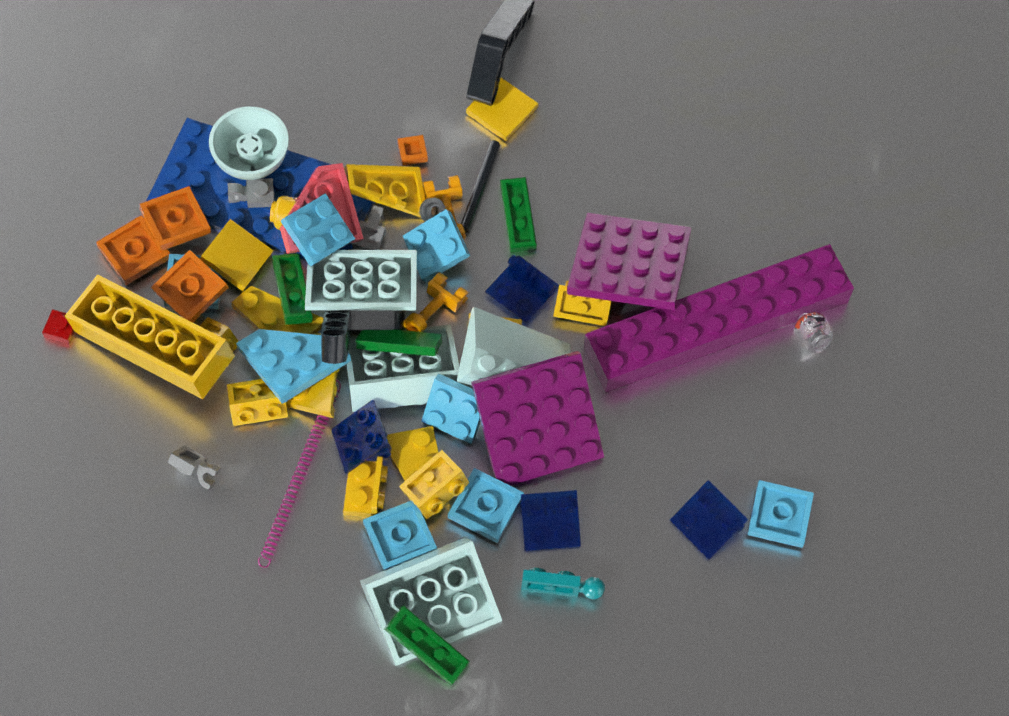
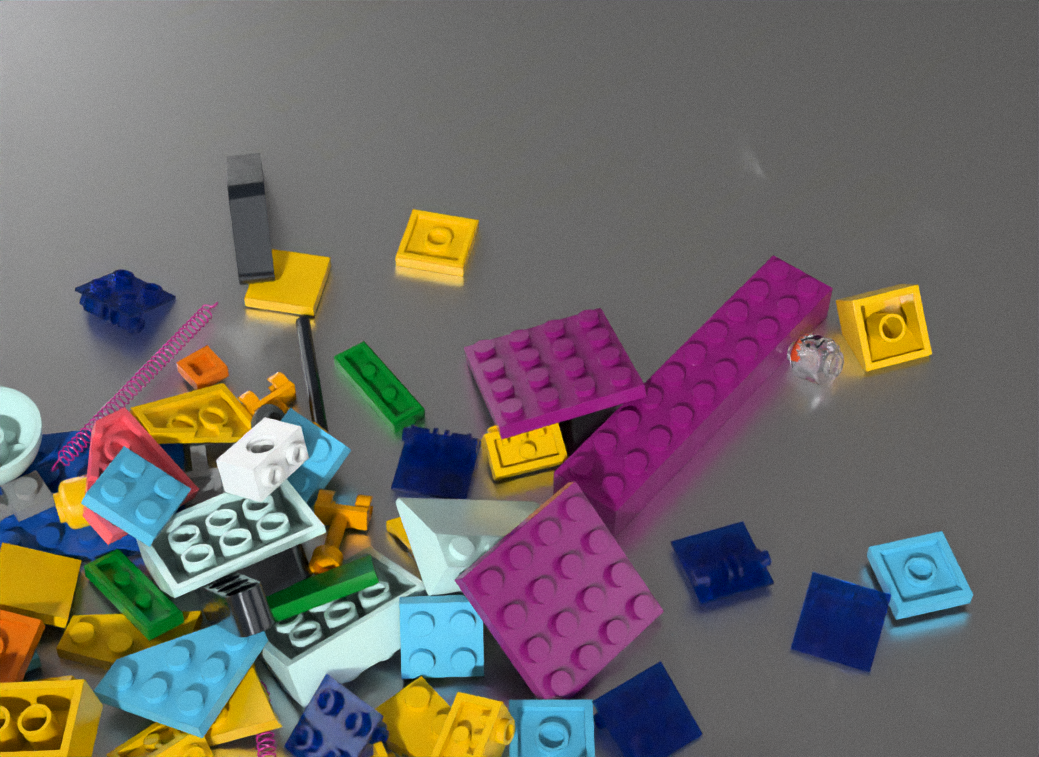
camera: 25 degrees left, 15 degrees down
(363, 143) = (213, 306): none -> dark pink piece
(390, 72) = (122, 299): none -> clear blue hinge
(407, 240) = (262, 459): none -> white brick
(617, 123) = (437, 243): none -> yellow tile
(661, 443) = (723, 563): none -> clear blue hinge
(877, 330) = (885, 326): none -> yellow slope

